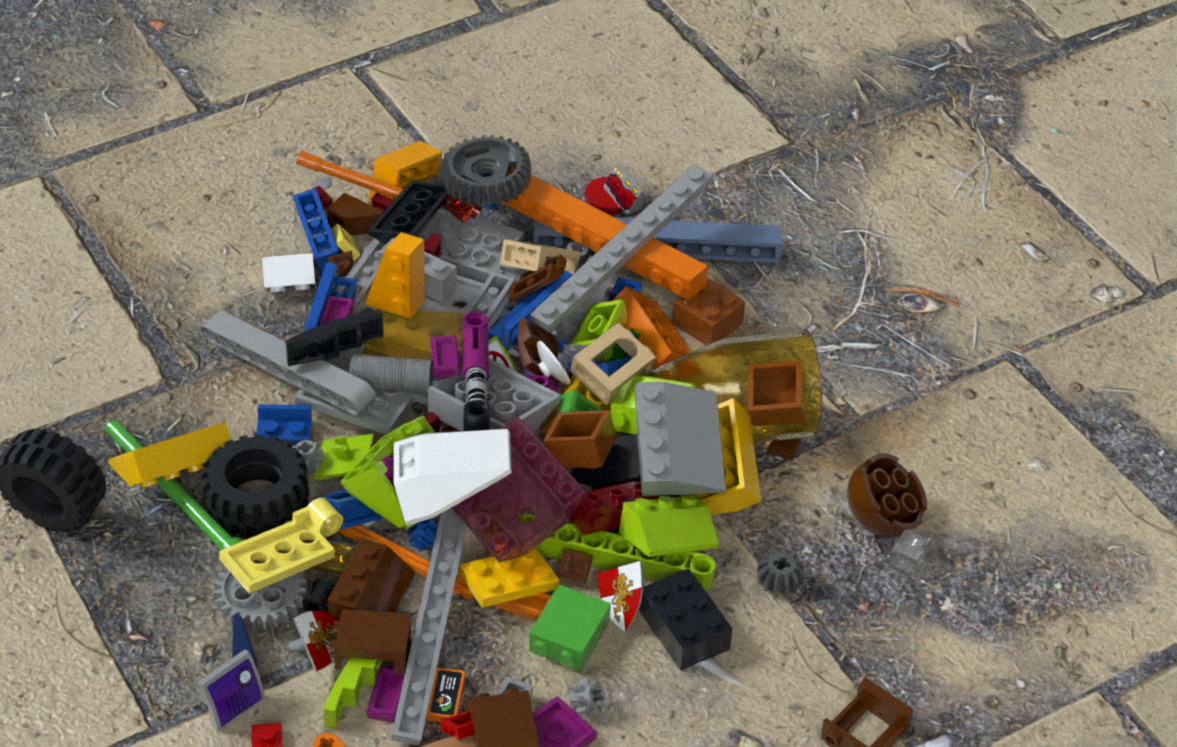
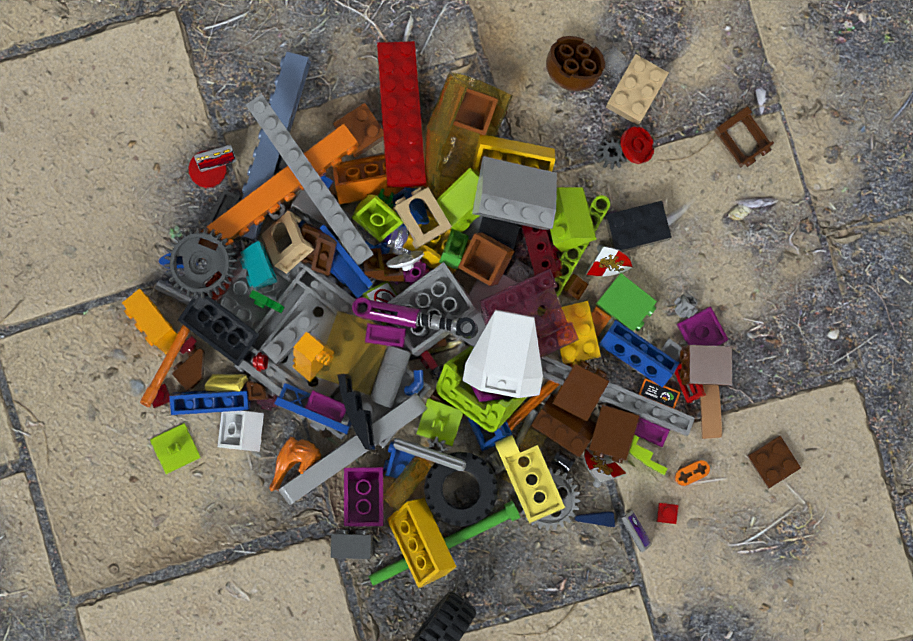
camera: 75 degrees left, 40 degrees up
(156, 379) = (352, 545): none -> dark grey brick
(223, 391) = (363, 497): none -> magenta brick
(245, 422) = (407, 482): none -> clear yellow plate
(252, 225) = (175, 448): none -> lime piece
(262, 315) = (291, 454): none -> orange hair
(294, 429) = (430, 454): none -> light grey axle
(371, 250) = (260, 361): none -> red plate
(388, 409) = (417, 385): none -> blue arm
(427, 583) = (581, 389): none -> reddish brown panel
(433, 245) = (270, 323): dark red plate -> none
(457, 243) = (262, 301): none -> green plate
(489, 234) = (258, 266): none -> teal slope
(499, 647) = (639, 353): none -> blue brick
(678, 337) = (401, 114): none -> red plate
(803, 595) = (637, 145): none -> red tile
(881, 582) = (637, 90): none -> tan brick

